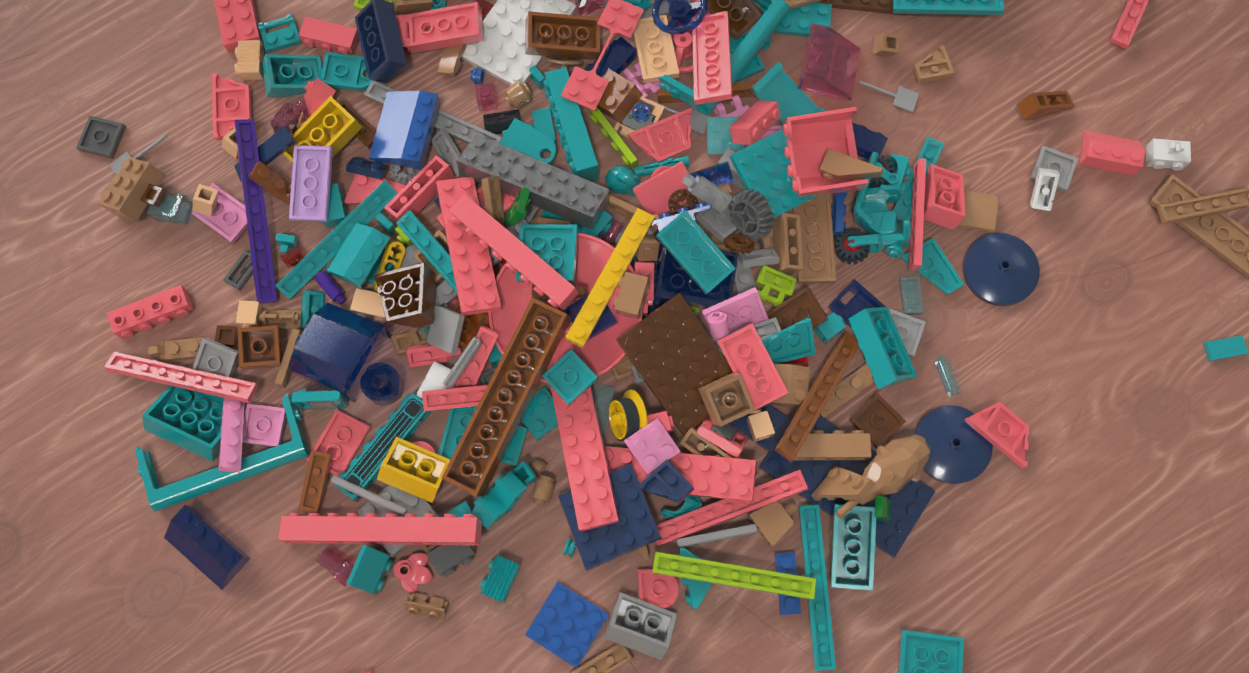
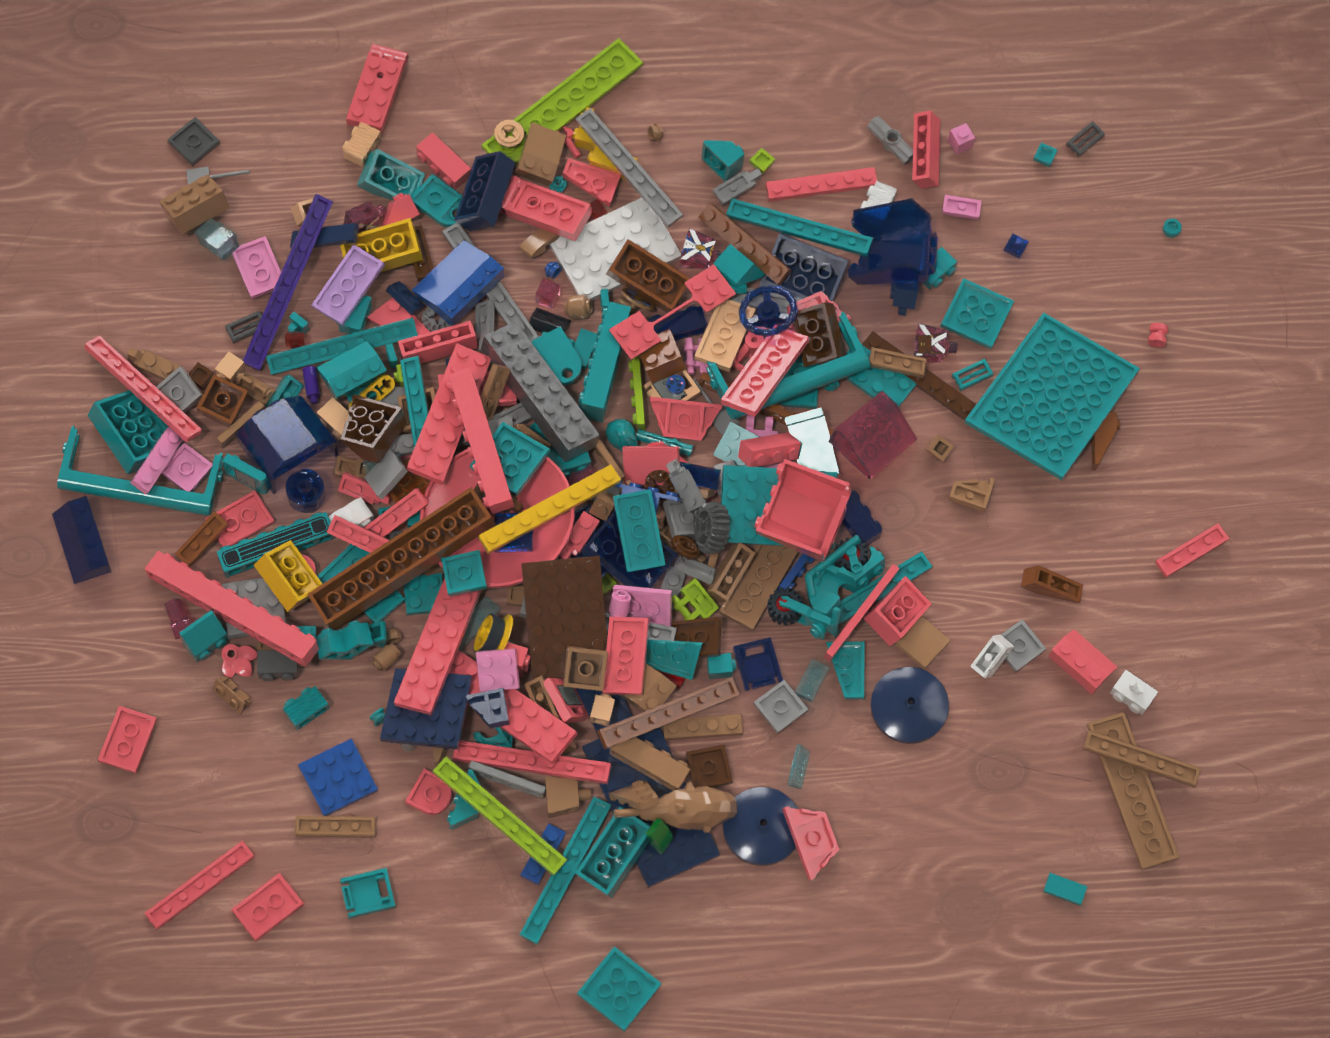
camera: 25 degrees right, 5 degrees down
(150, 312) = (149, 319): coral brick -> none
(153, 195) = (209, 220): reddish brown plate -> none
(205, 200) = (250, 249): light nougat brick -> none
(229, 103) = (320, 175): coral wing -> none
(271, 182) = (315, 264): dark orange hinge -> none
(280, 38) = (399, 138): teal plate -> none
(368, 495) = (239, 575): light grey bar -> none
(462, 362) = (382, 510): light grey axle -> none
(517, 209) = (508, 407): green plate -> none
(631, 295) = (557, 534): medium nougat brick -> none
(640, 626) = (397, 812): light grey slope -> none
(844, 167) = (815, 532): medium nougat slope -> none
(882, 347) = (753, 706): teal slope -> none
(903, 99) = (927, 506): light grey piece -> none

